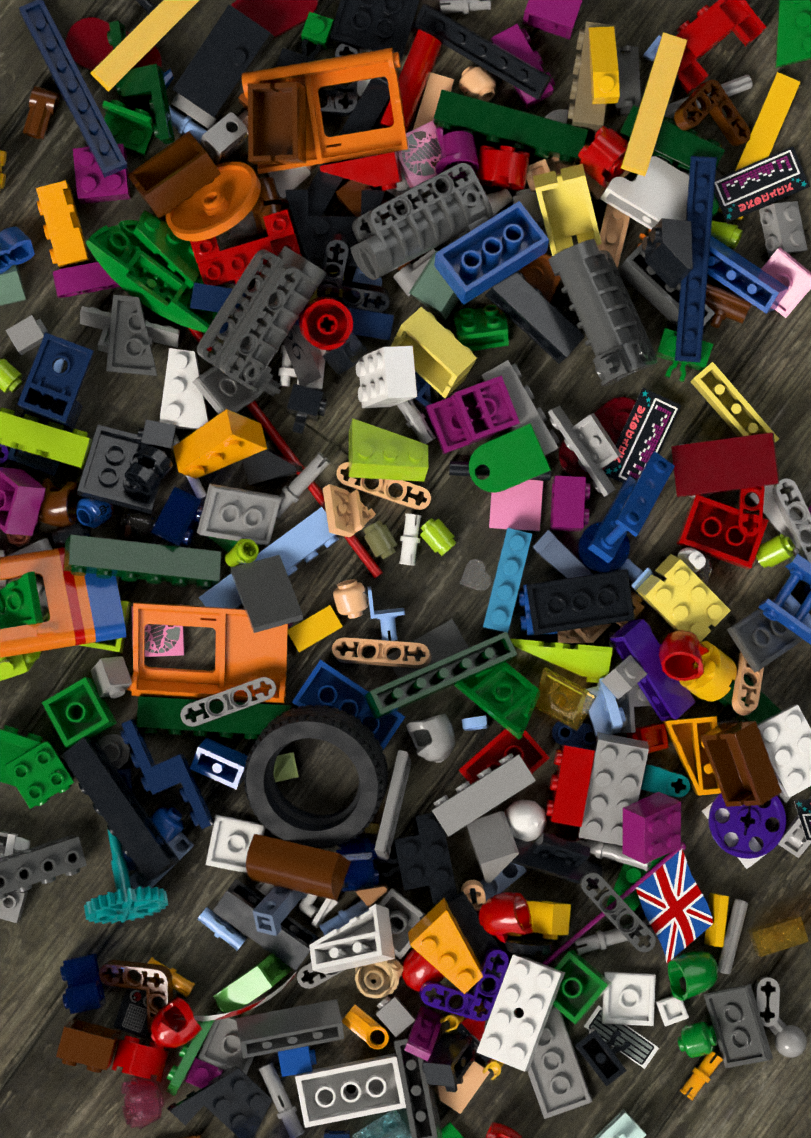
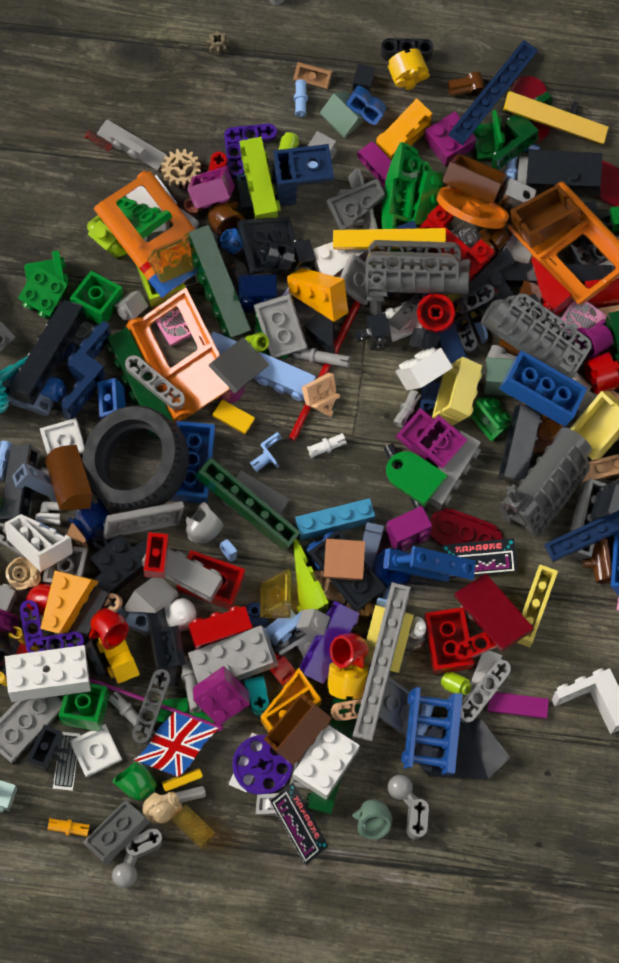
camera: 60 degrees right, 15 degrees down
(90, 602) = (172, 259): none -> clear yellow slope
(185, 352) = (362, 238): none -> yellow tile
(285, 767) = (131, 445): yellowish green tile -> none
(351, 598) = (266, 427): light nougat head -> none
(380, 539) = (315, 426): olive brick -> none
(382, 489) = (352, 411): light nougat beam -> none
(382, 648) = (242, 464): light nougat beam -> none
(384, 454) = (372, 398): lime wedge -> none
(437, 536) = (338, 461): lime brick -> none
(458, 819) = (156, 555): none -> red brick
(475, 576) = (326, 499): clear tile -> none
(504, 696) = (256, 555): green wing -> none
(517, 507) = (388, 502): bright pink tile -> none
(568, 599) = (344, 559): none -> nougat tile
(590, 445) = (455, 523): light grey bracket -> none
(666, 350) = (561, 565): green brick -> none
(671, 1010) = (103, 784): white tile -> none
(697, 1039) = (91, 810): green head -> none
(715, 625) = (381, 662): none -> light grey tile
(740, 962) = (161, 807): none -> tan hair

